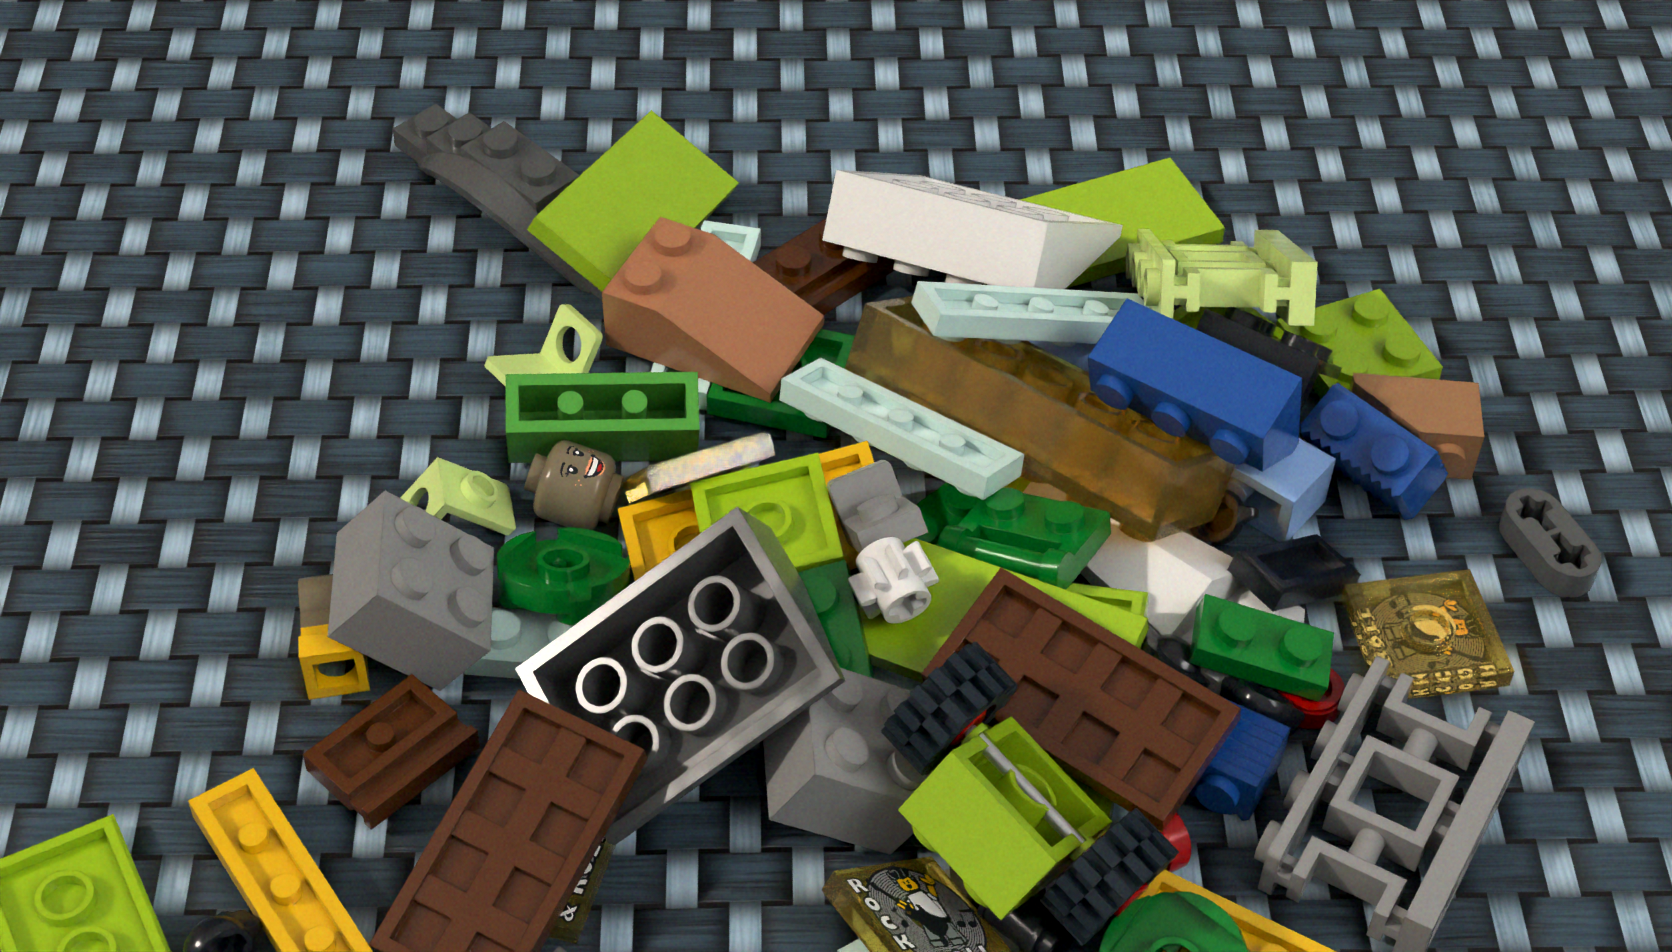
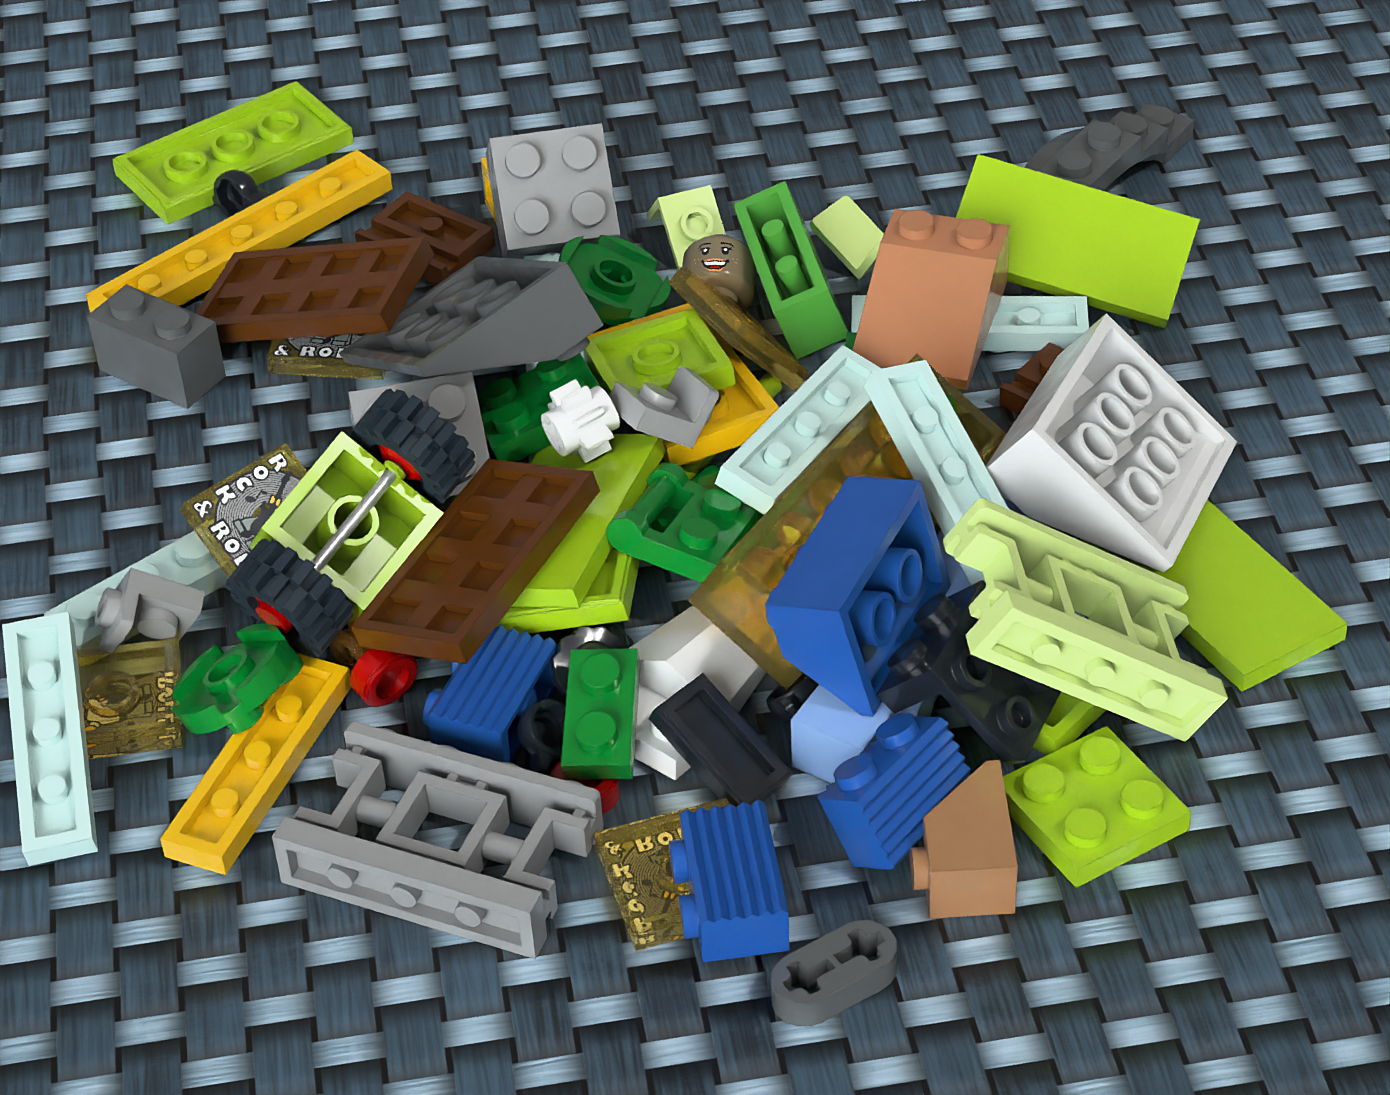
camera: 85 degrees right, 5 degrees down
(1490, 574) = (732, 881): none -> blue brick

